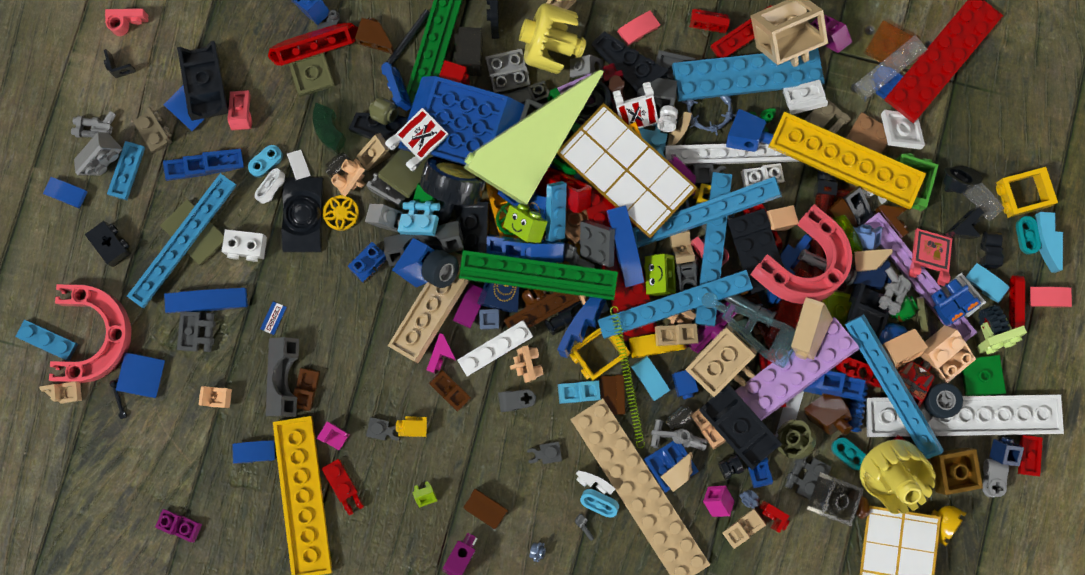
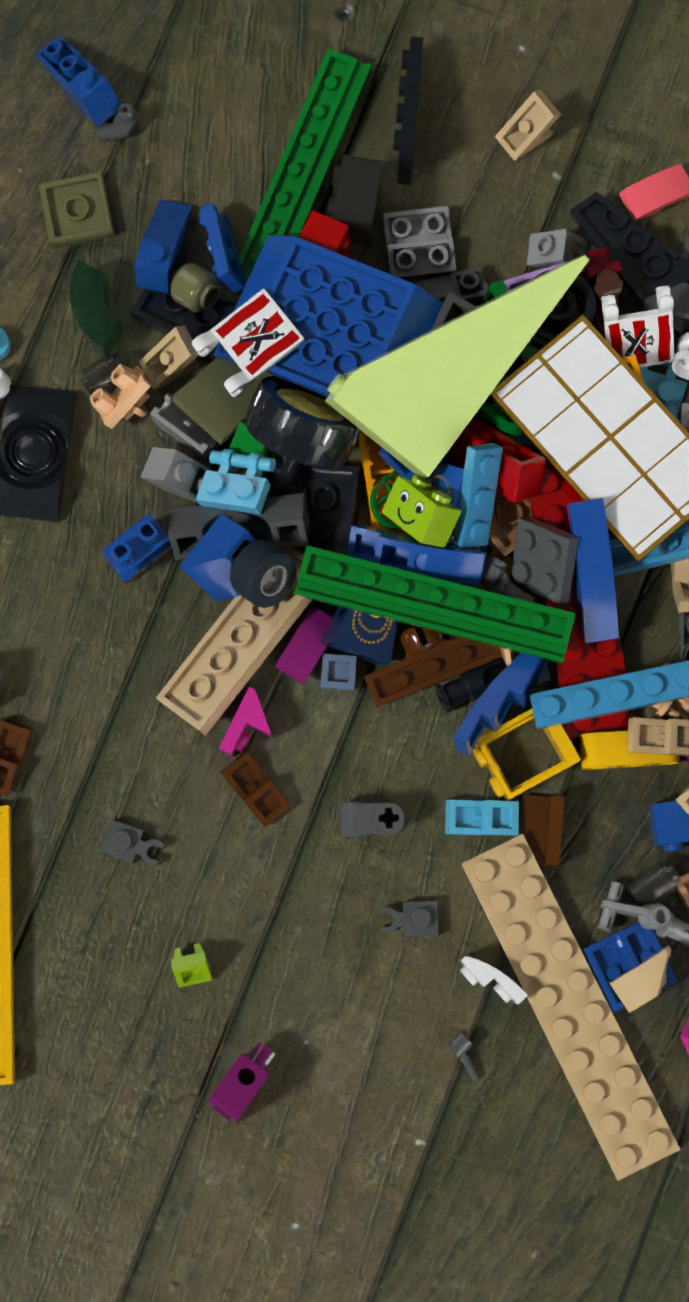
camera: 10 degrees right, 0 degrees up
(298, 164) = (36, 365): white sticker -> none
(313, 43) = (86, 157): red brick -> none
(333, 435) = (43, 844): dark pink panel -> none
(340, 213) = (100, 457): yellow wheel -> none
(342, 485) = (49, 932): red hinge -> none
(362, 89) = (162, 246): none -> blue slope
(373, 36) = (191, 156): reddish brown slope -> none
(409, 36) = (253, 165): black bar -> none
(412, 426) = (181, 845): yellow brick -> none
(485, 508) = (294, 1003): reddish brown panel -> none
(495, 348) = (343, 723): white plate -> none
(524, 365) = (391, 758): light nougat hips -> none
(537, 551) = (378, 1089): sand blue plate -> none
(549, 33) = (499, 184): light yellow piece -> none
(599, 503) = (497, 1017): medium azure plate -> none
(628, 378) = (568, 809): lime piece -> none
(650, 378) = (610, 808): medium azure slope -> none
(660, 274) = (648, 628): lime brick -> none

